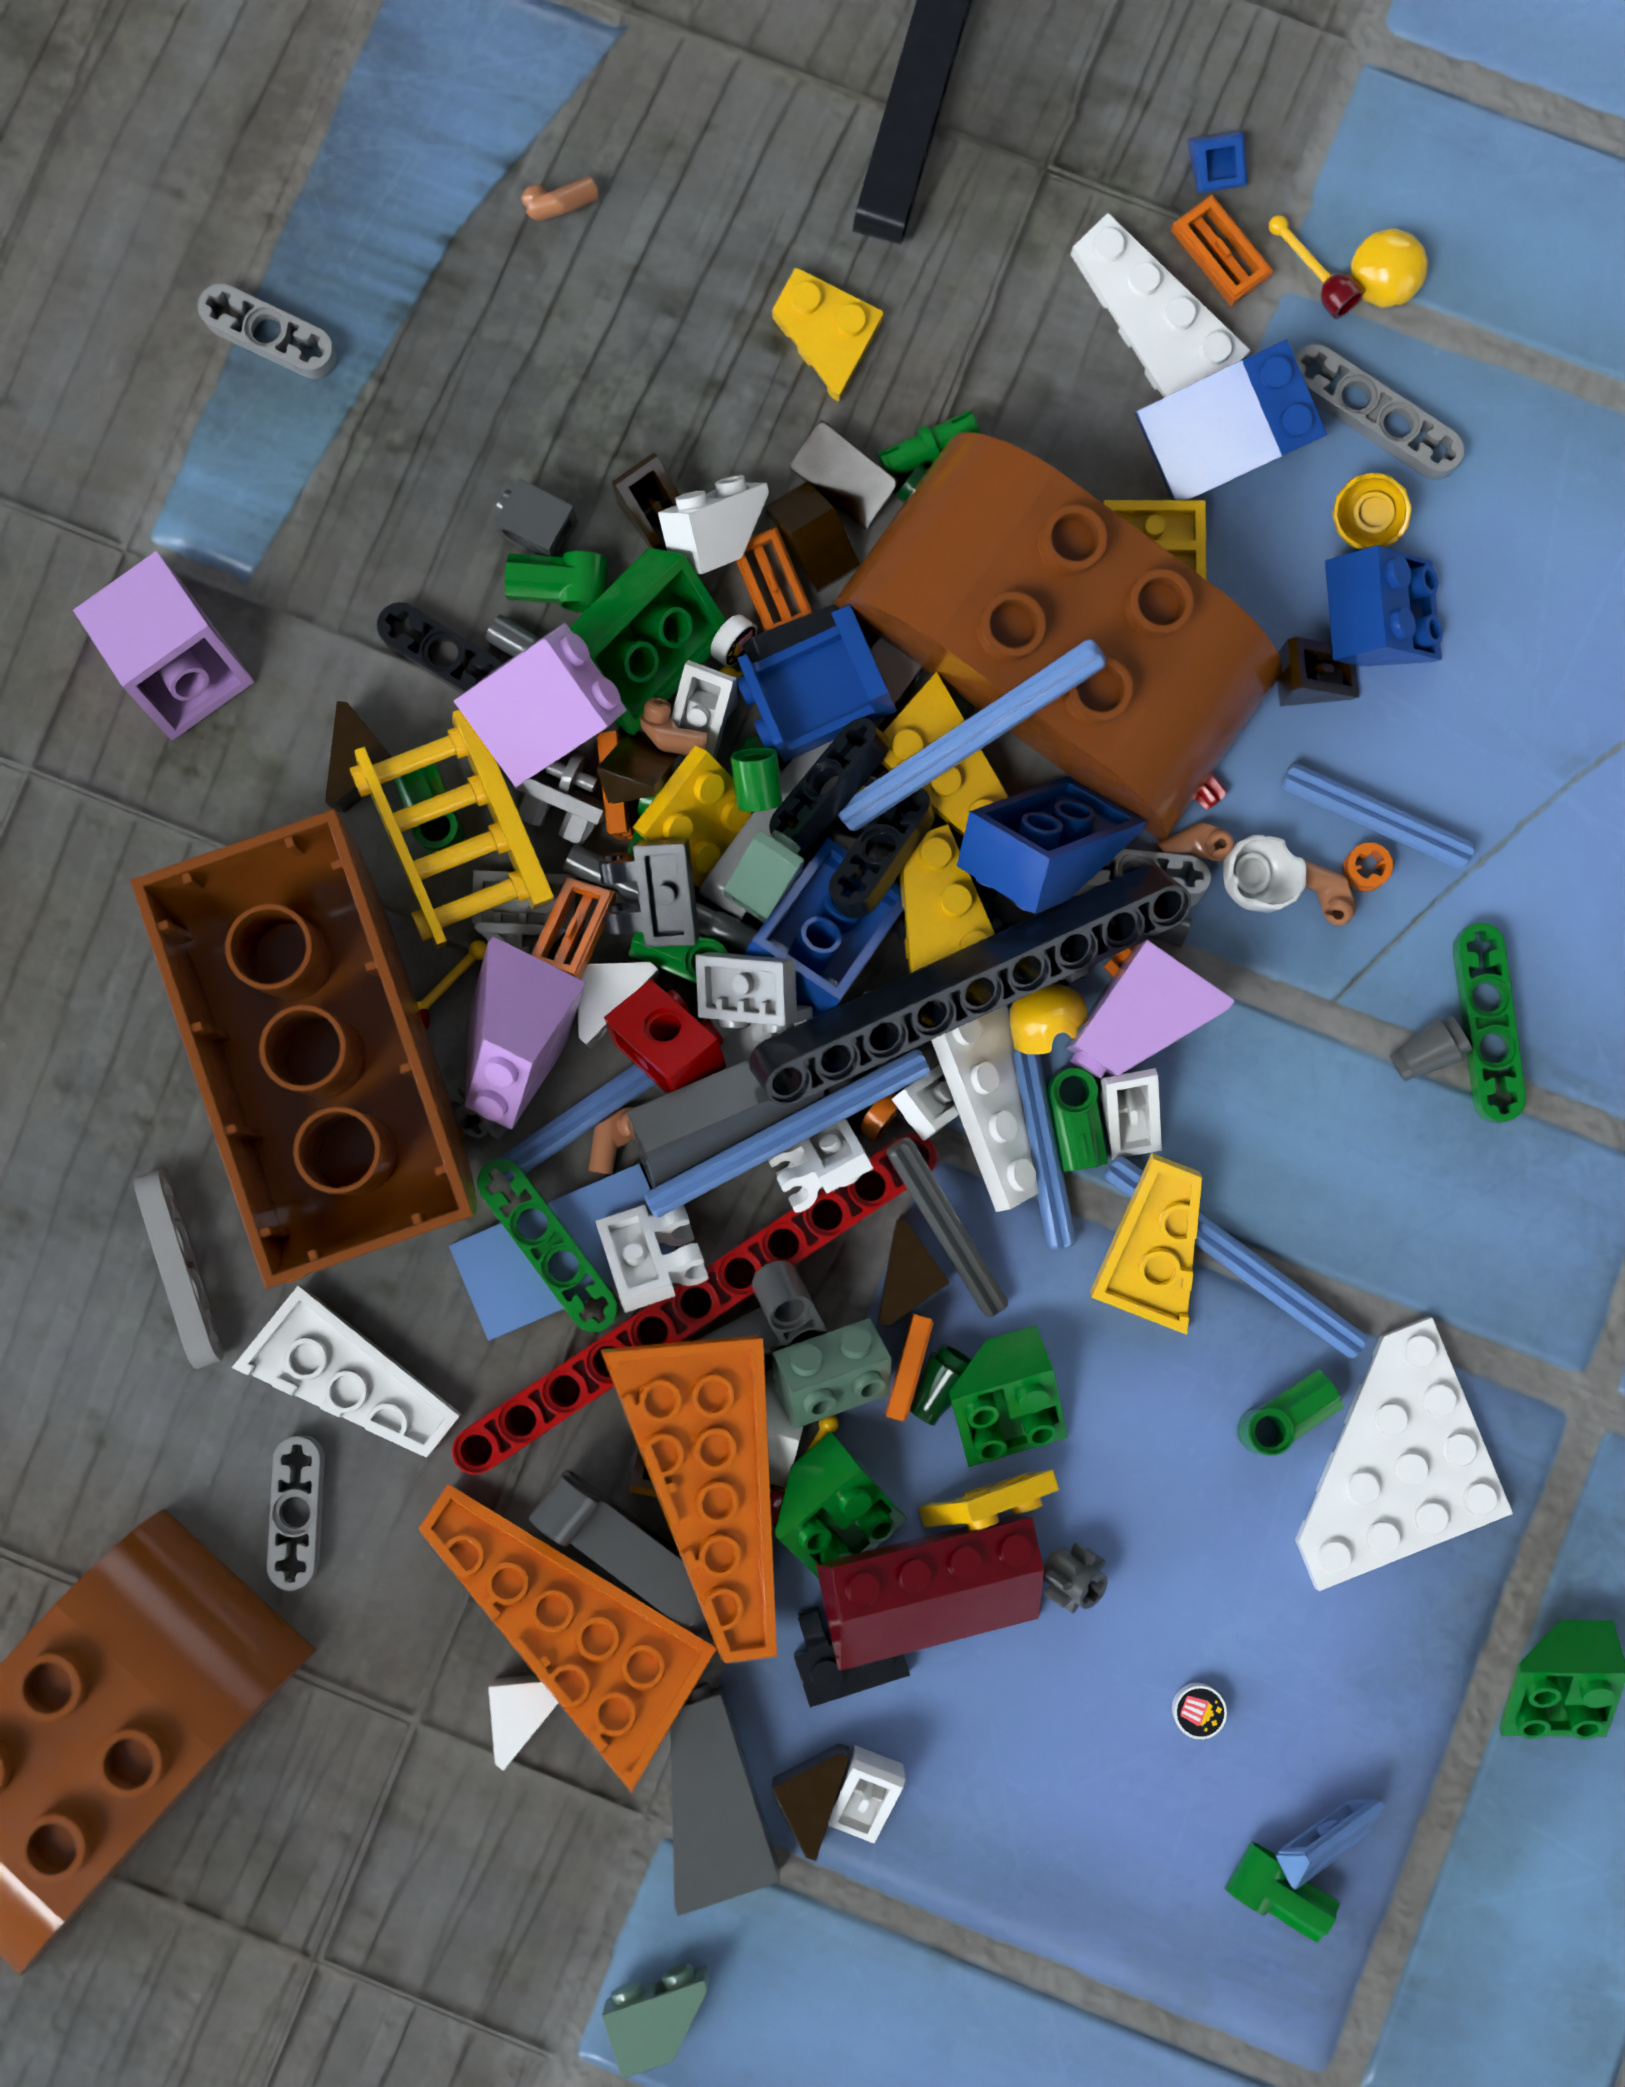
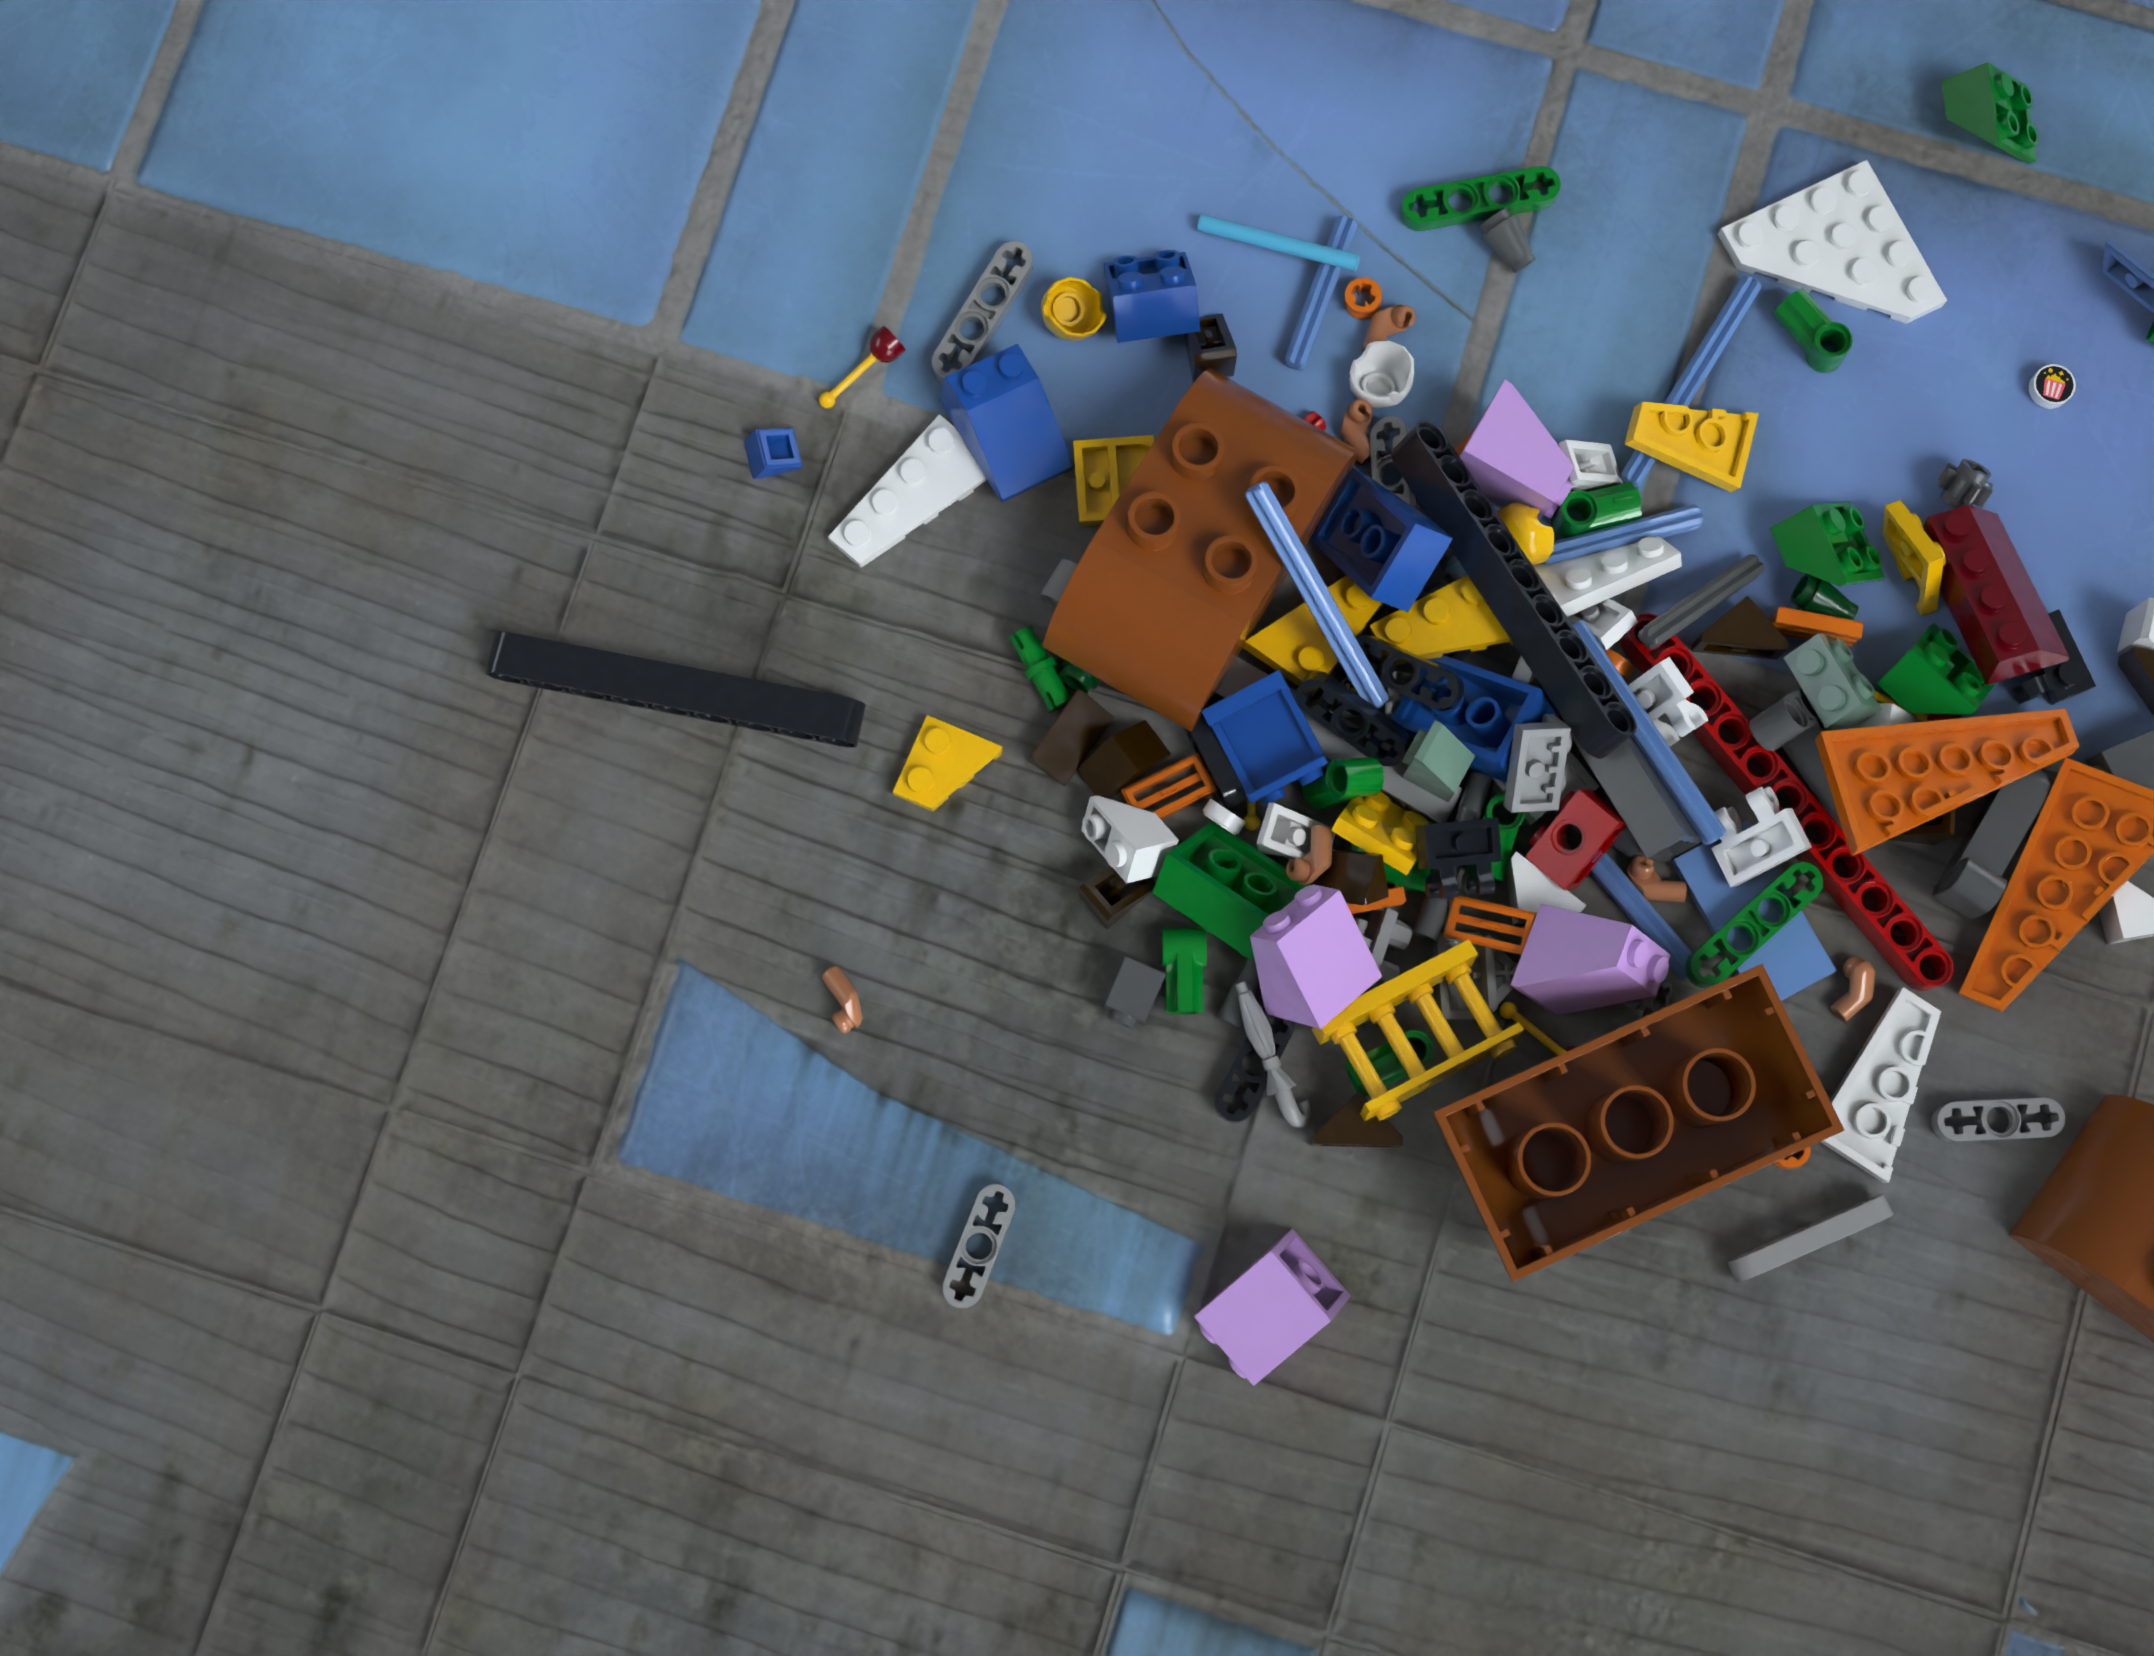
camera: 95 degrees left, 5 degrees down
(465, 656) = (1278, 1081): none -> light grey piece
(466, 1368) = (1860, 988): none -> nougat arm
(1246, 284) = (862, 455): orange tile -> none
(1390, 267) = (859, 308): yellow hair -> none
(1443, 767) = (1278, 242): none -> medium azure bar

